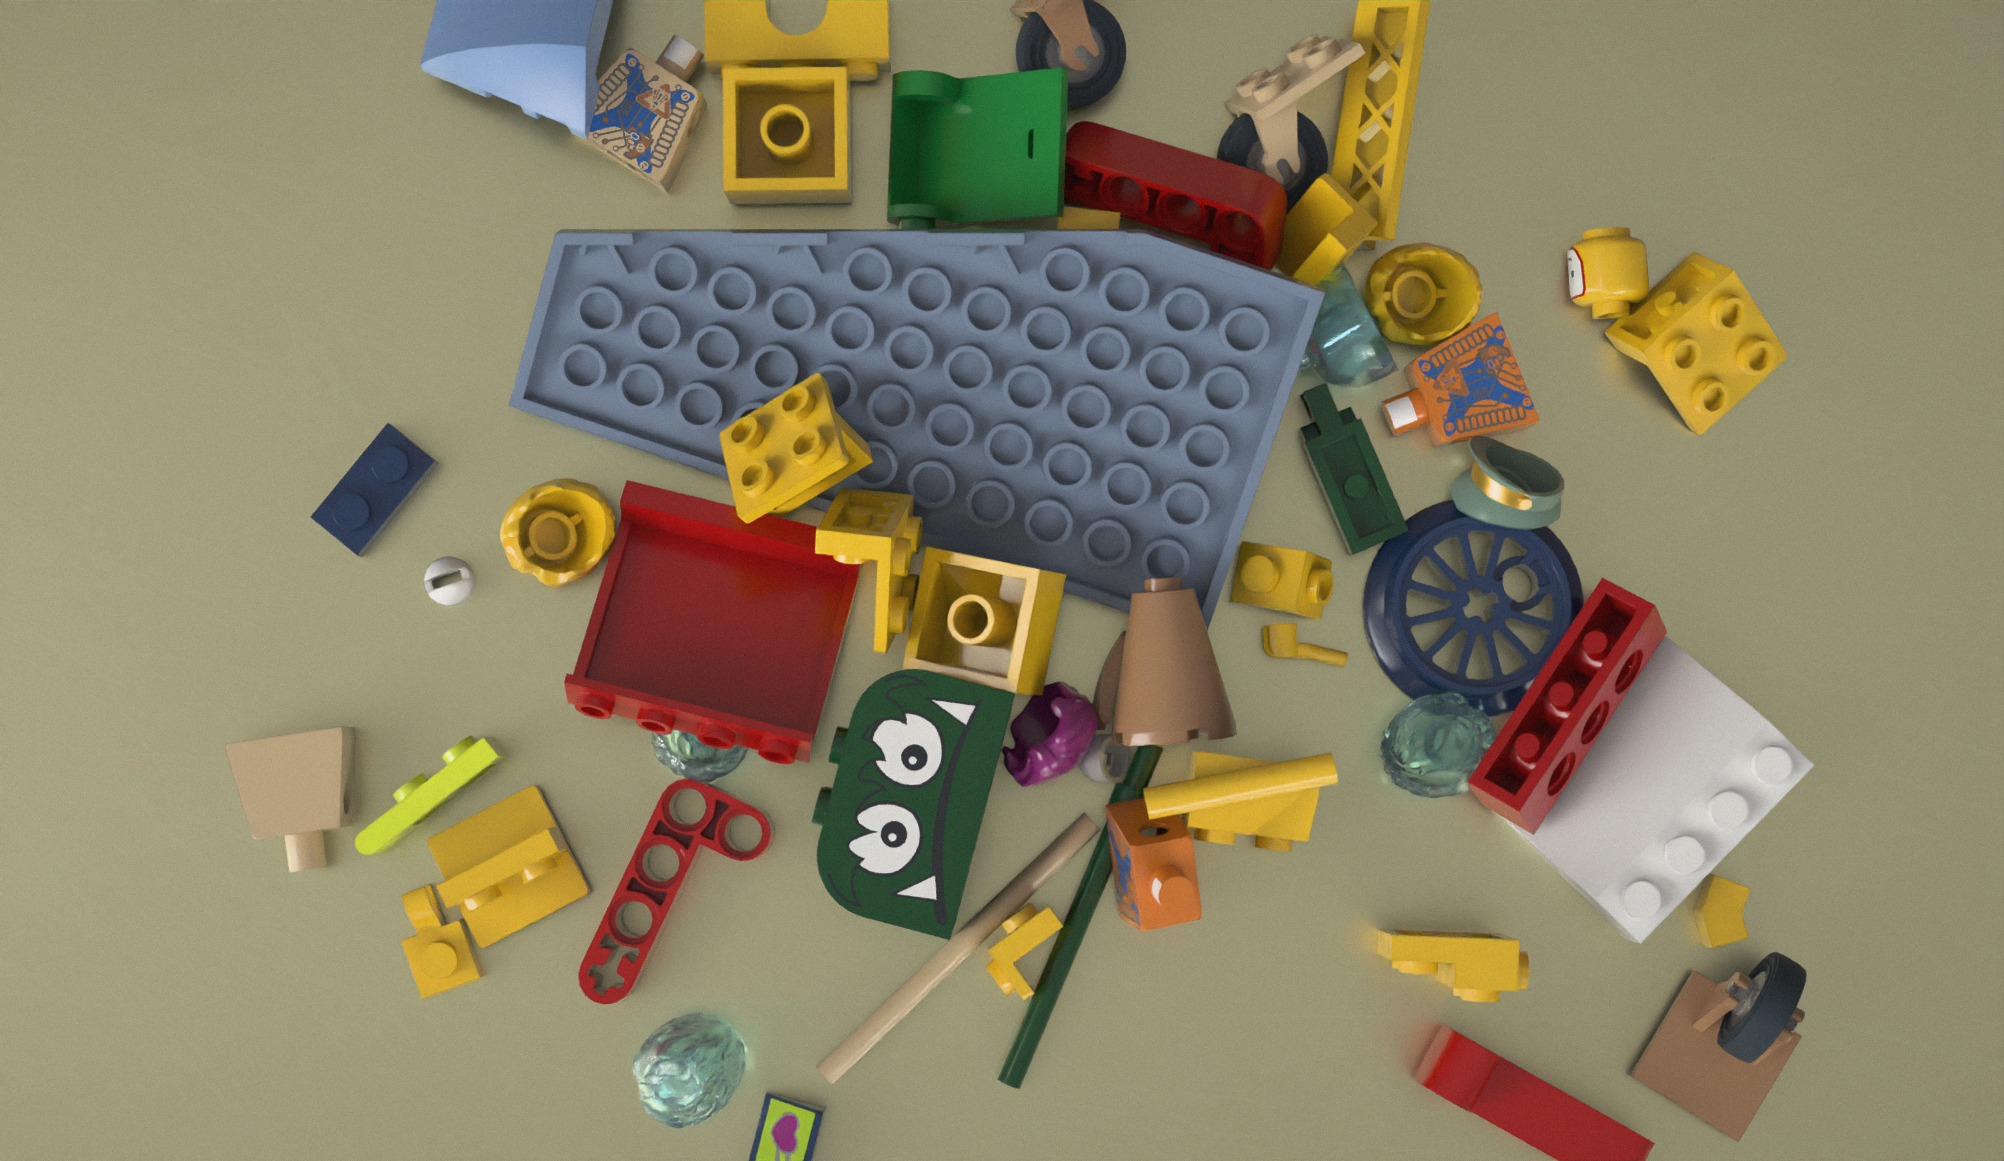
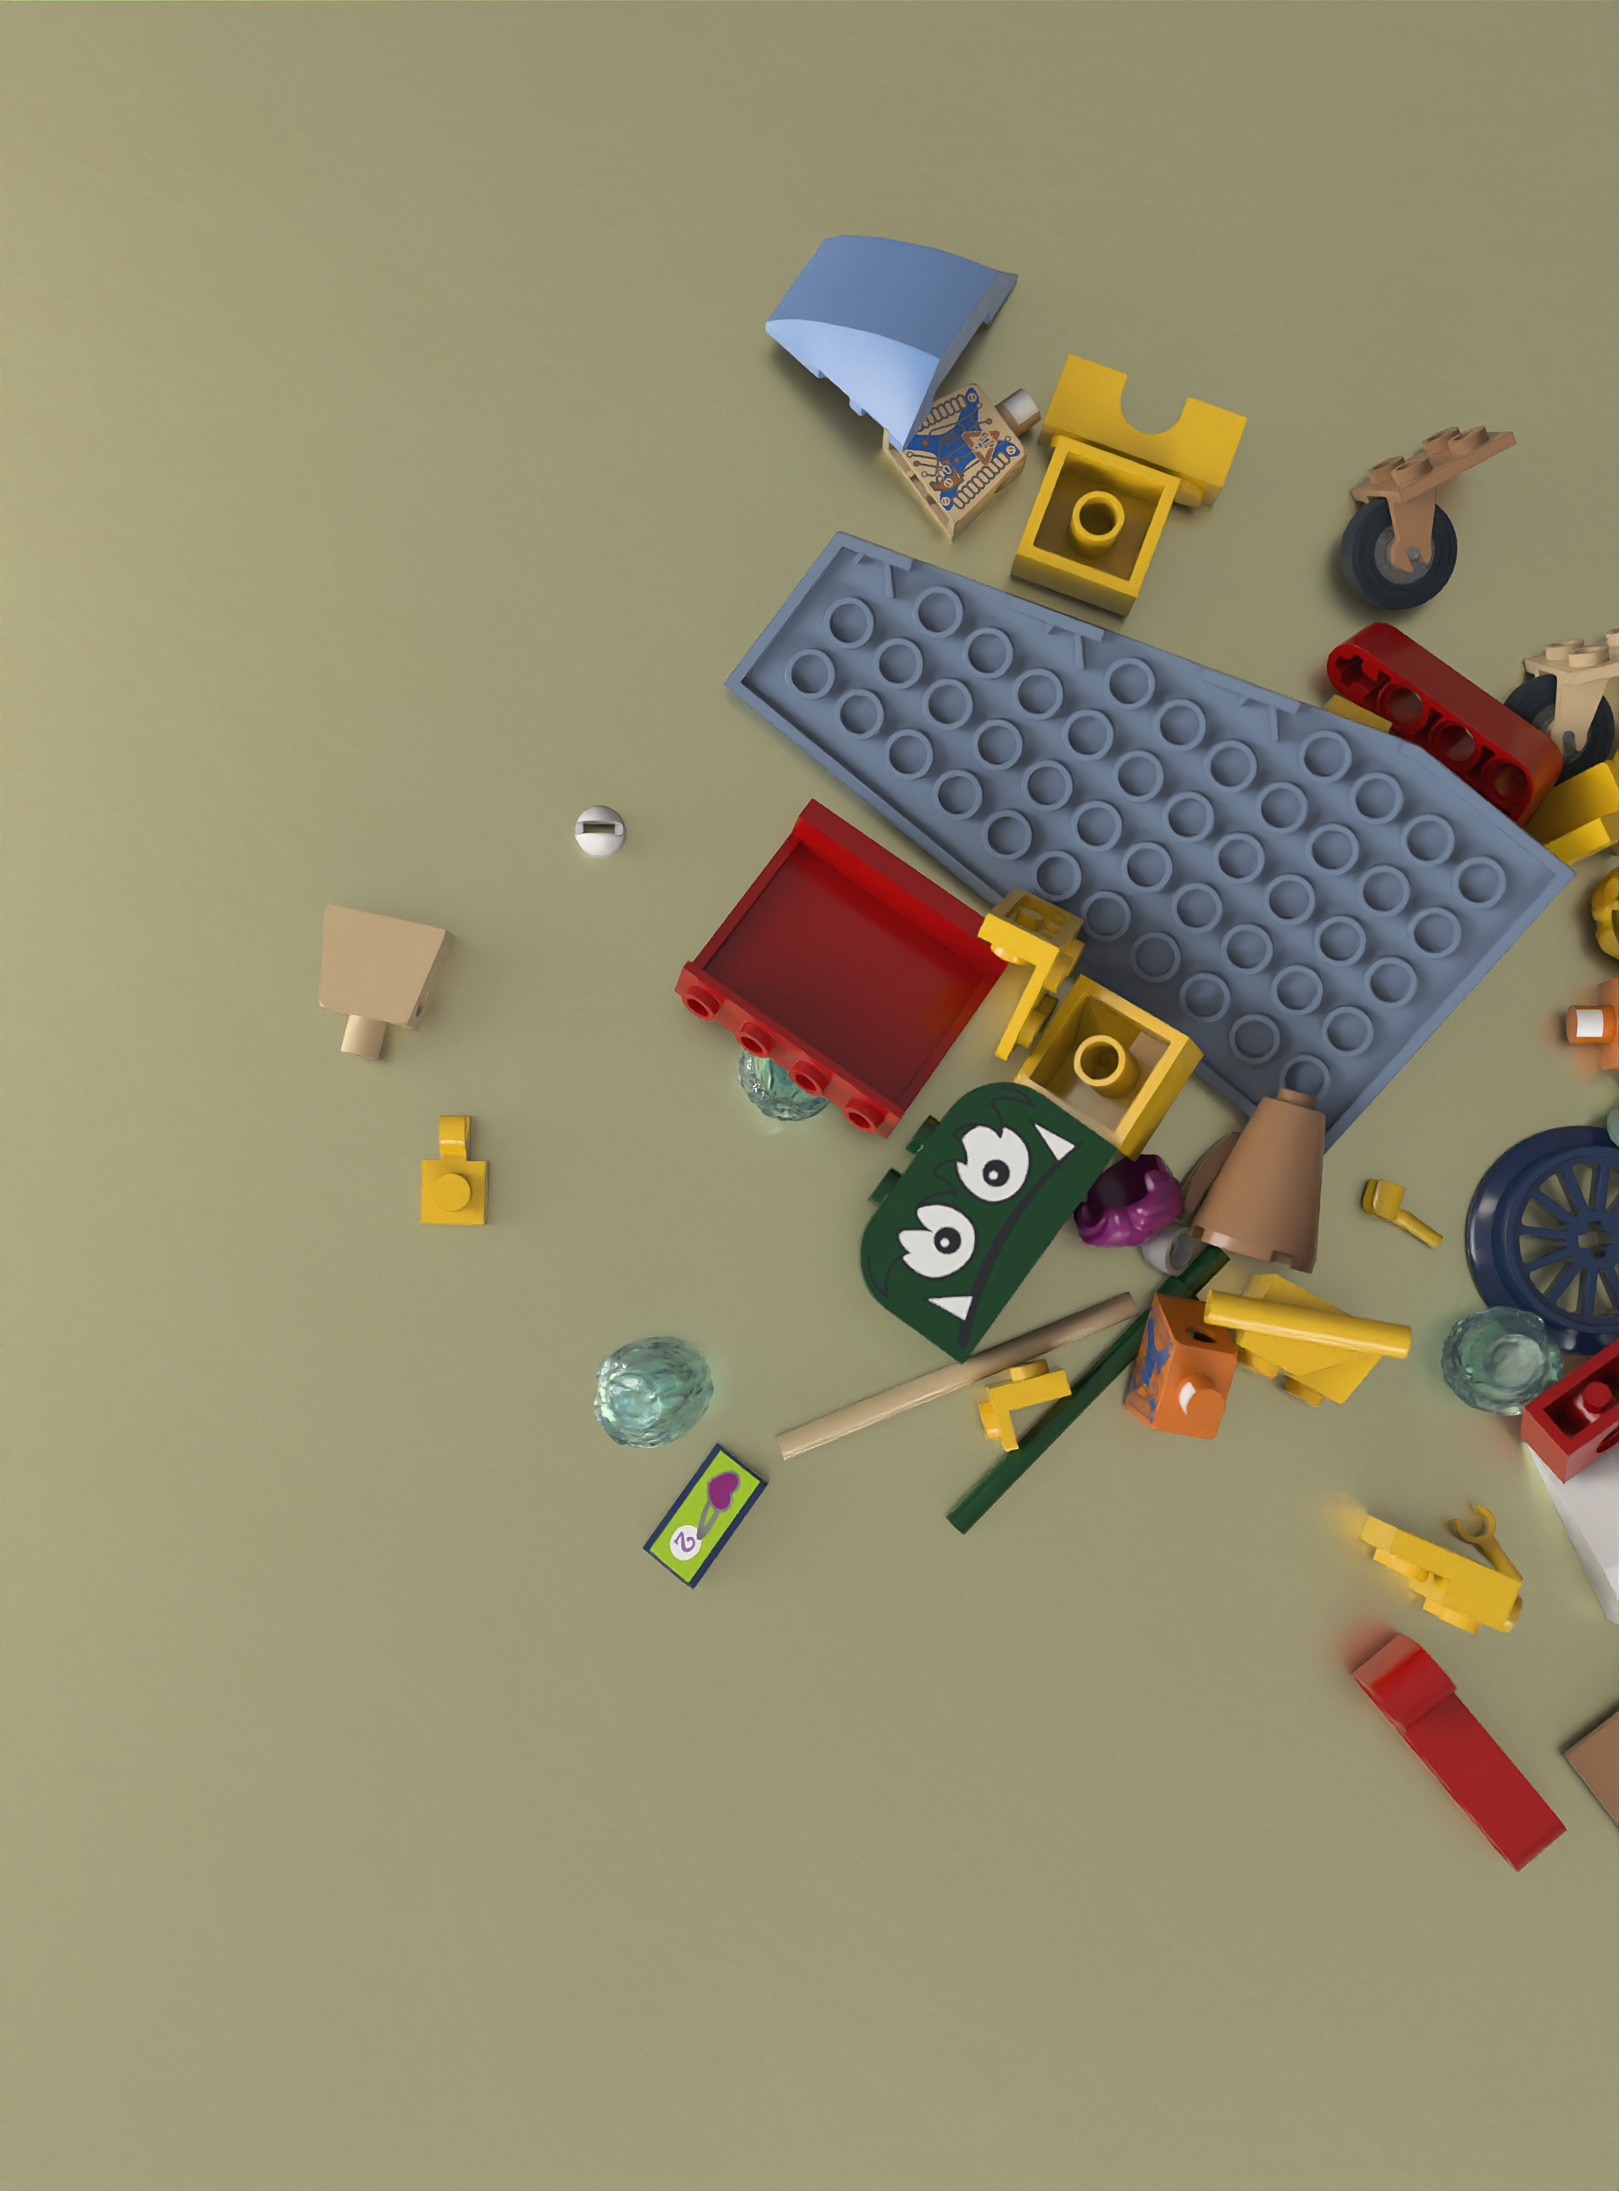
camera: 15 degrees right, 0 degrees up
(374, 490) = (562, 716): dark blue plate -> none
(424, 797) = (496, 1030): neon yellow hinge -> none
(507, 867) = (551, 1127): yellow bracket -> none
(558, 531) = (726, 822): yellow hair -> none
(660, 894) = (693, 1213): red beam -> none
(790, 451) = (984, 830): yellow bracket -> none
(976, 148) = (1270, 605): green door -> none
(1282, 580) = (1408, 1140): yellow bracket -> none
(1345, 339) = (1564, 936): clear light blue cylinder -> none
(1349, 473) = (1513, 1062): dark green hinge -> none
(1495, 915) = (1487, 1542): none -> yellow hand

